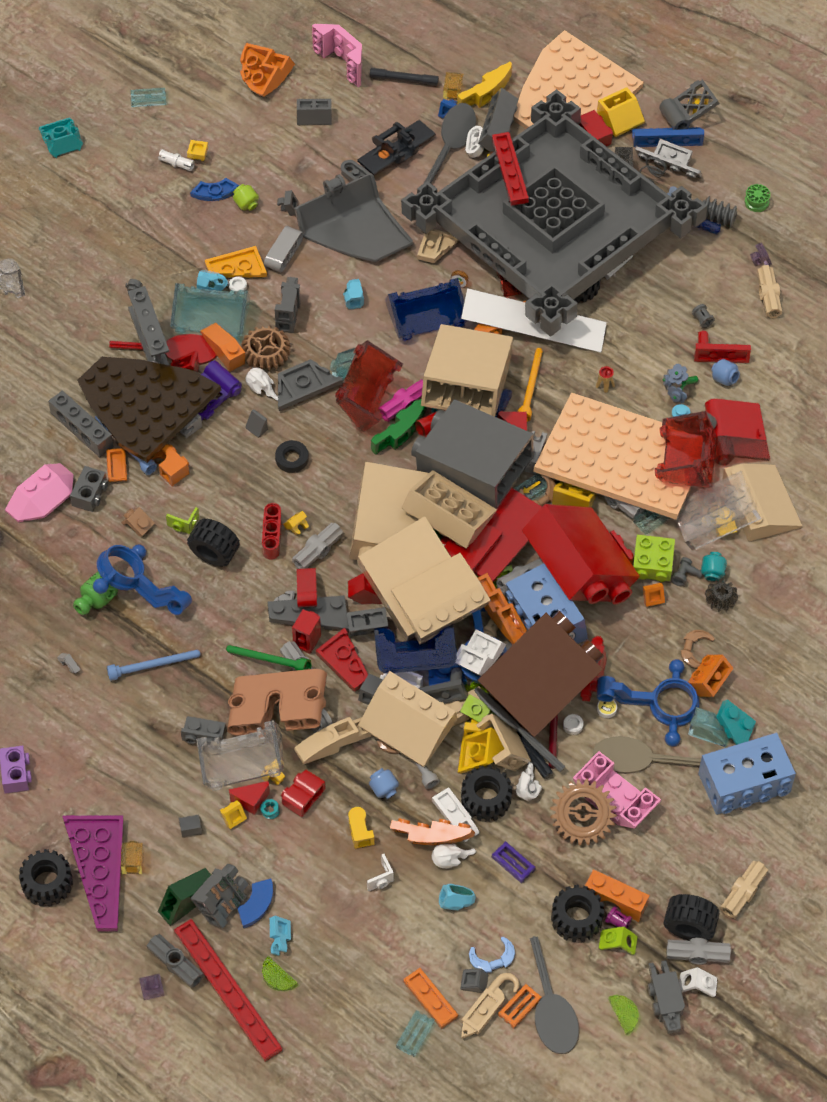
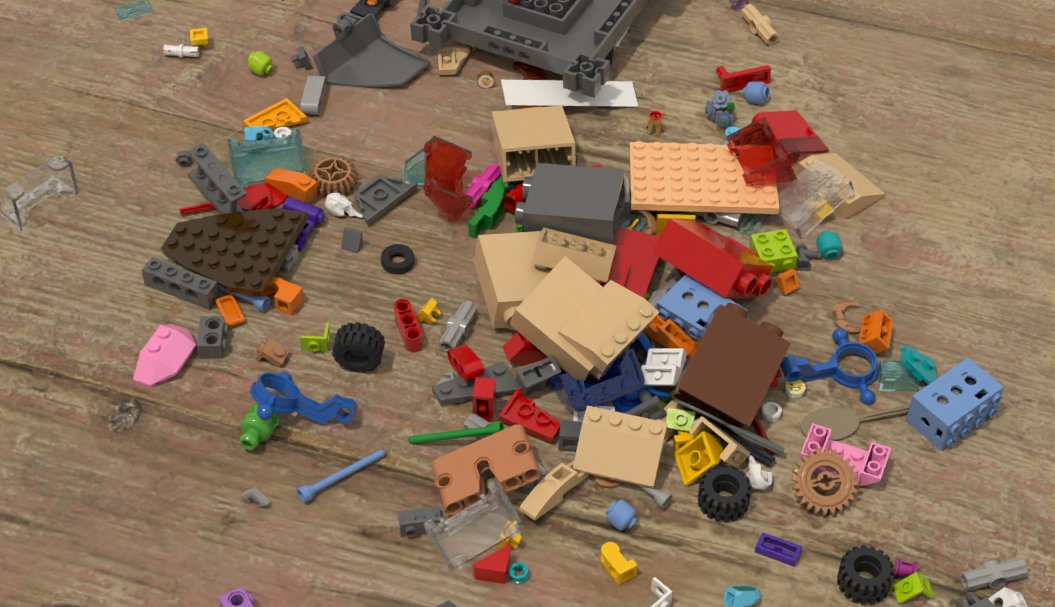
camera: 20 degrees left, 10 degrees down
(61, 136) = (63, 57): teal slope -> none
(214, 191) = (227, 67): blue tile -> none
(233, 814) = (485, 588): yellow tile -> none
(287, 312) = (339, 134): dark grey hips -> none
(303, 792) = (546, 547): red brick -> none
(353, 294) = (395, 114): medium azure rock -> none
(426, 309) = (467, 108): clear blue windscreen -> none
(440, 832) = (701, 542): slope -> none
(447, 855) = (714, 561): white piece -> none
(453, 810) = (702, 522): white hinge -> none
(531, 384) = (589, 141): light orange piece -> none
(628, 899) = (908, 546): orange arch -> none
(691, 917) = (976, 542): black tyre -> none
(703, 316) = (713, 55): dark grey bush -> none
(721, 595) = (848, 266): clear smoke gear -> none
(744, 889) = (1004, 506): tan piece -> none

